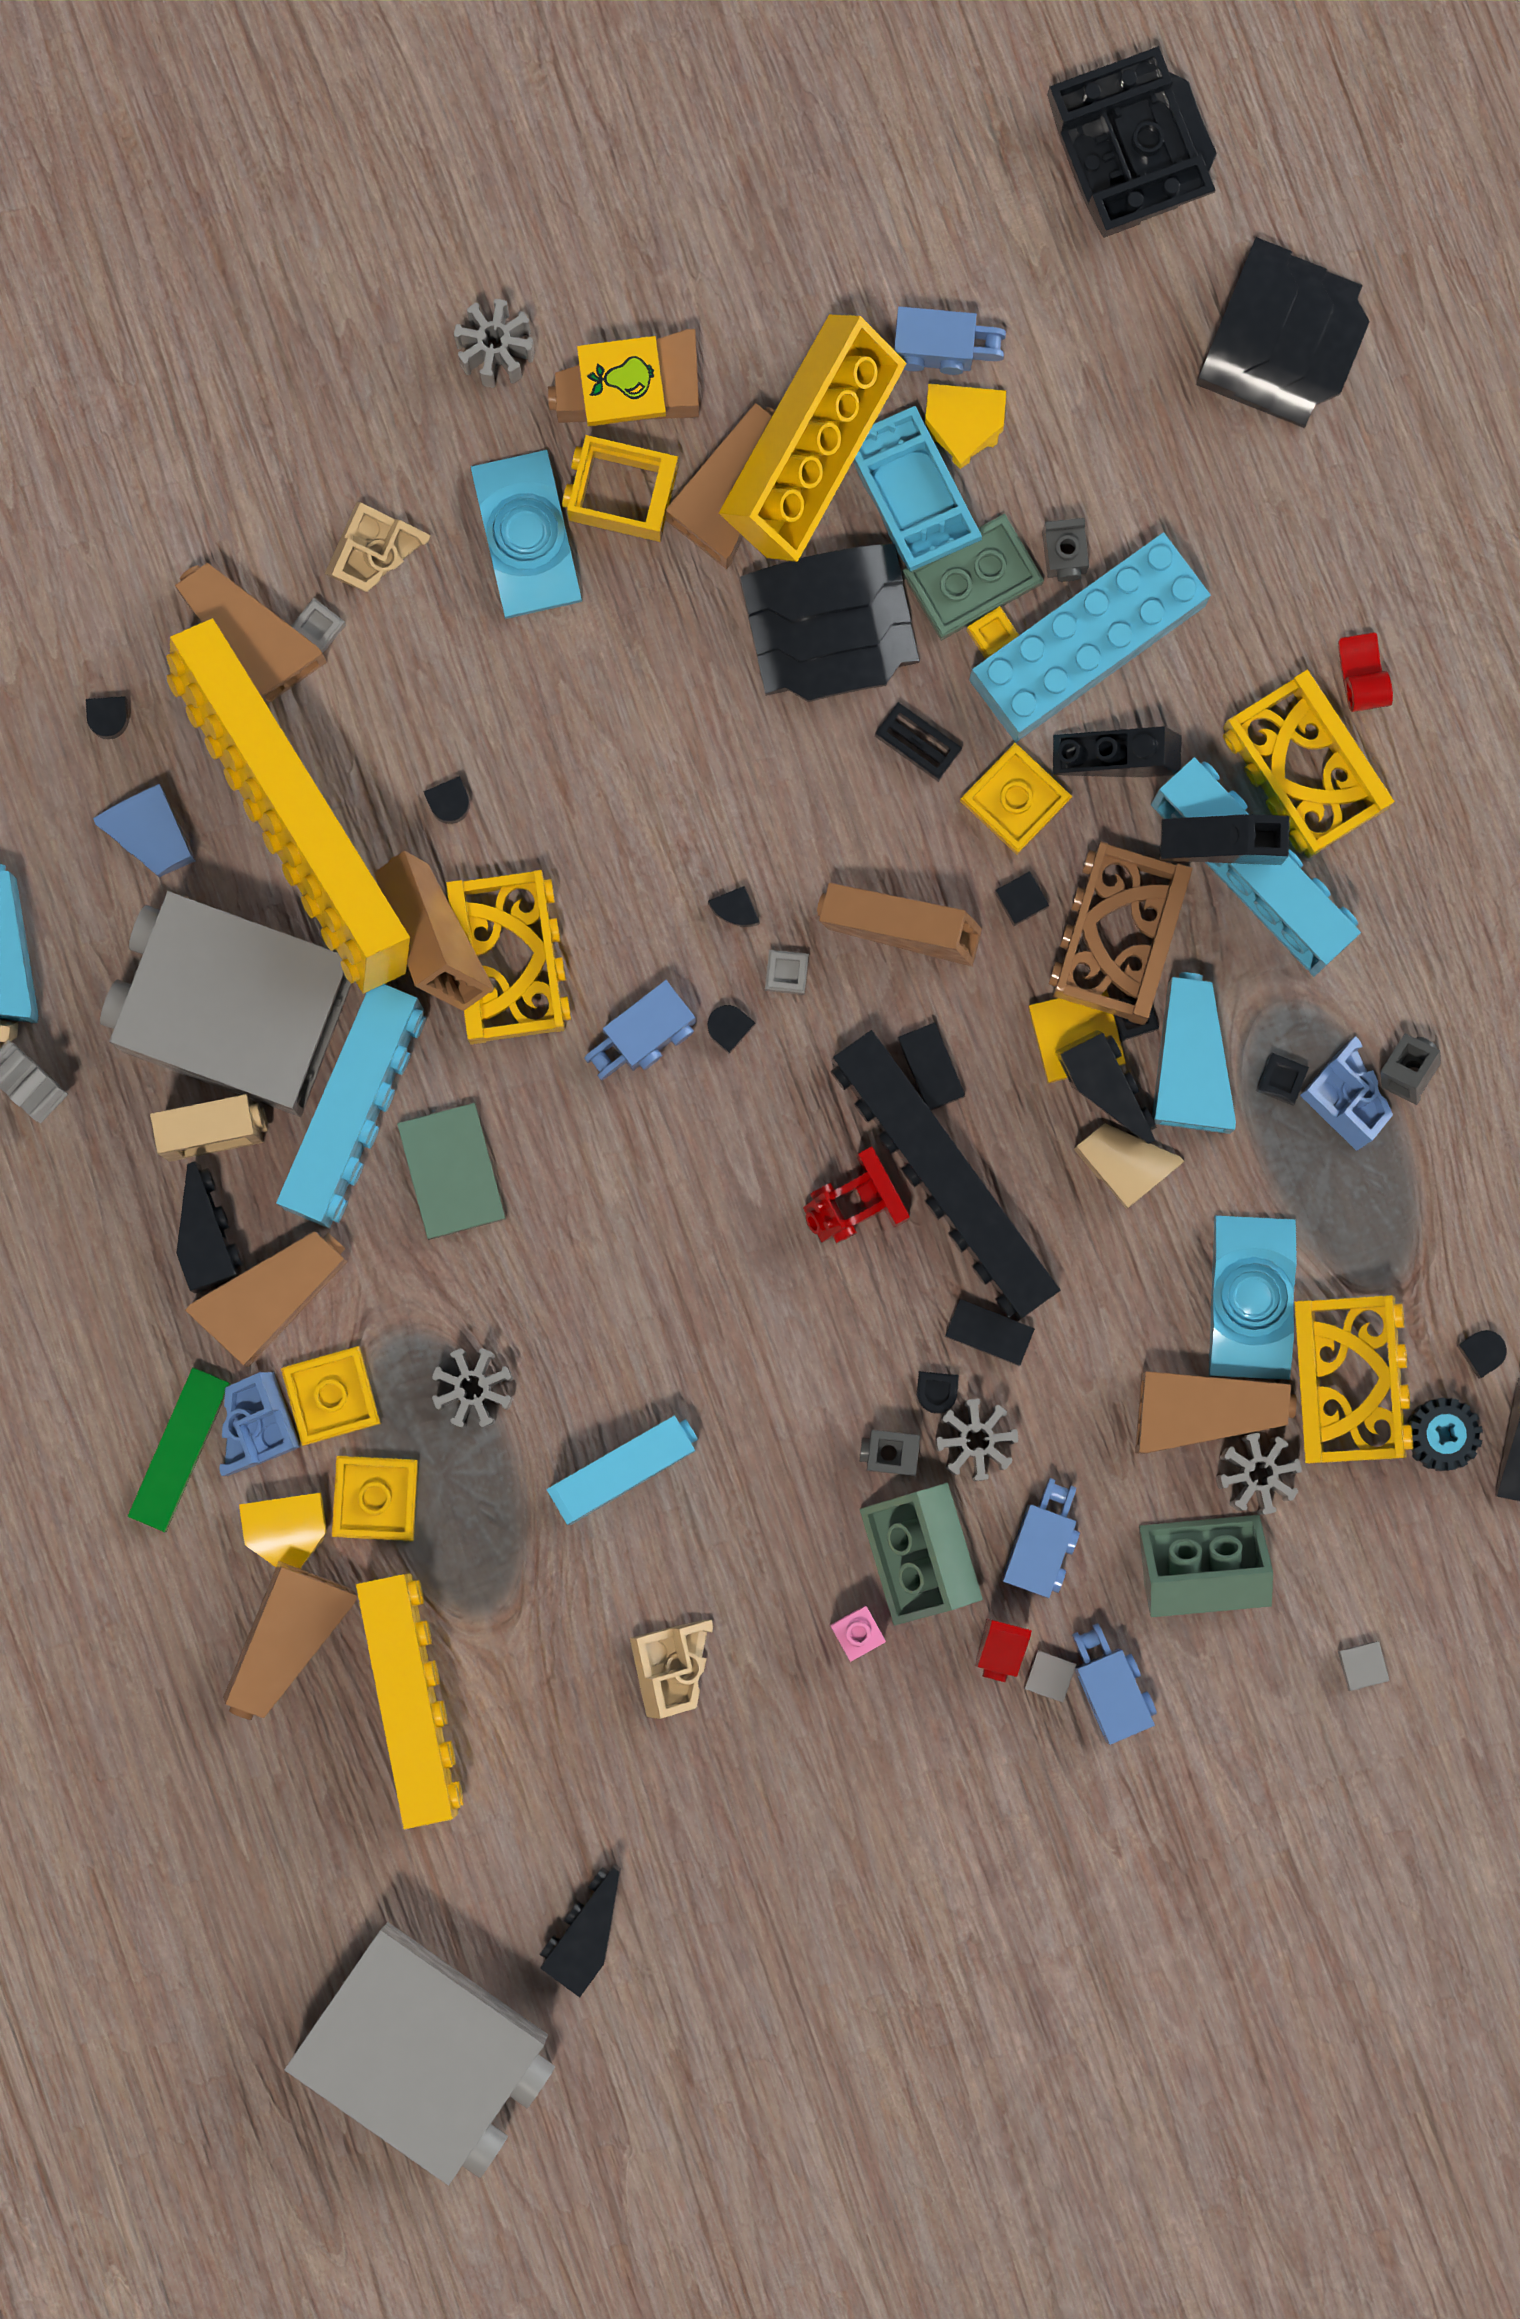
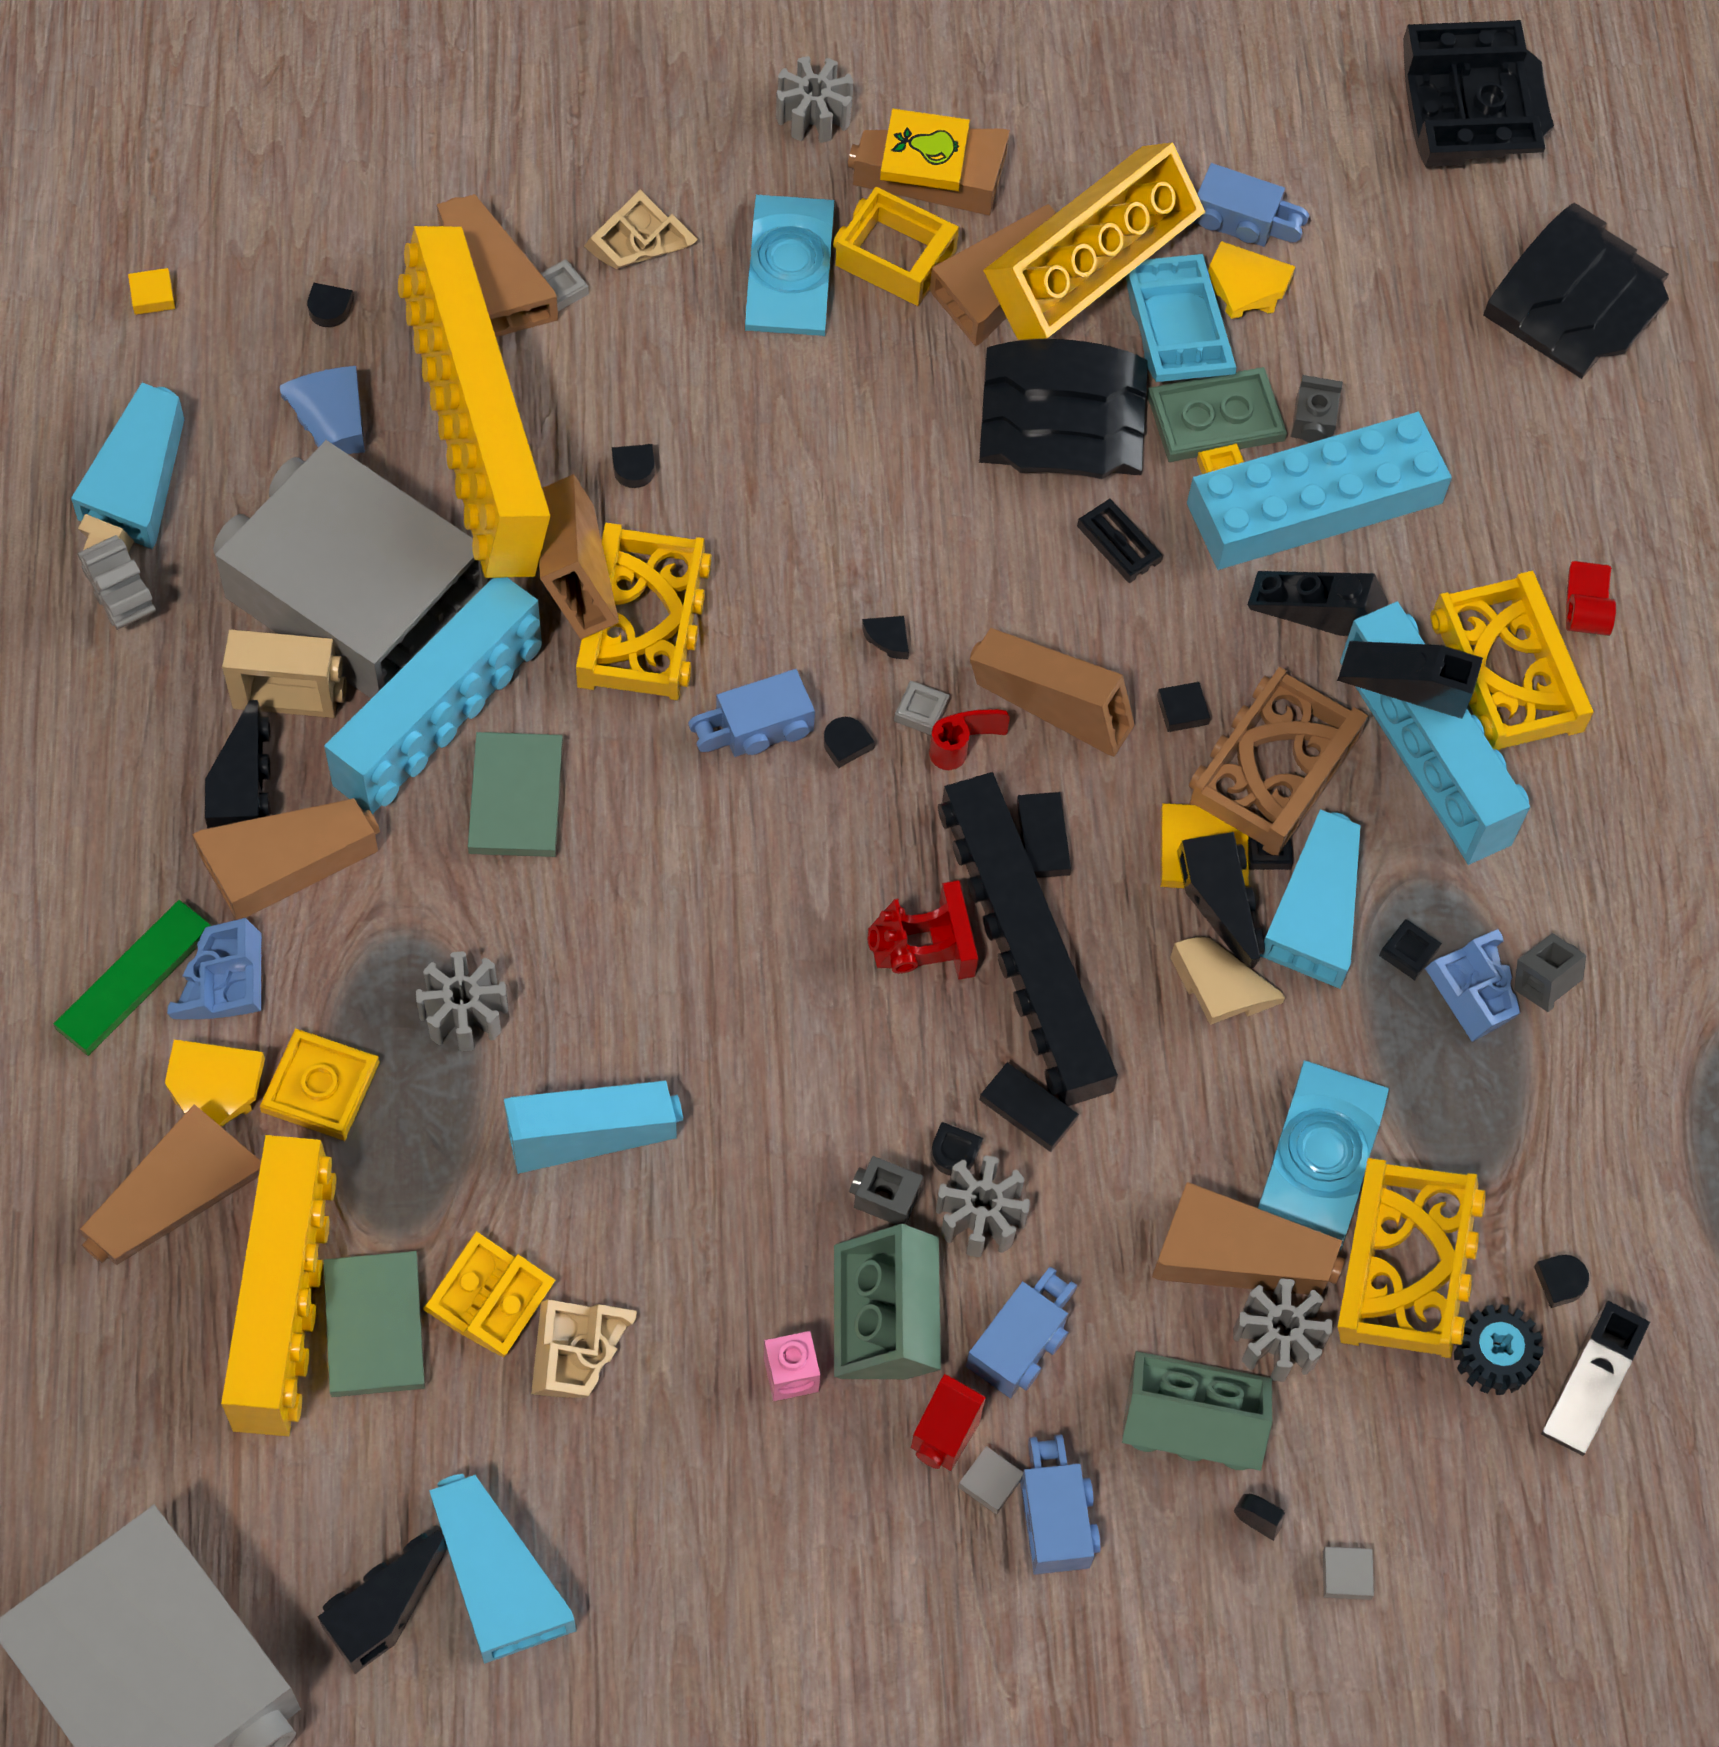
camera: 15 degrees right, 20 degrees down
(330, 1396) = (311, 971): yellow tile -> none
(496, 1698) = (373, 1324): none -> sand green tile
(583, 1643) = (489, 1294): none -> yellow slope
(672, 1885) = (499, 1579): none -> medium azure slope
(826, 990) = (952, 734): none -> red panel
(1016, 798) = (1203, 617): yellow tile -> none
(1279, 1640) = (1260, 1515): none -> black tile

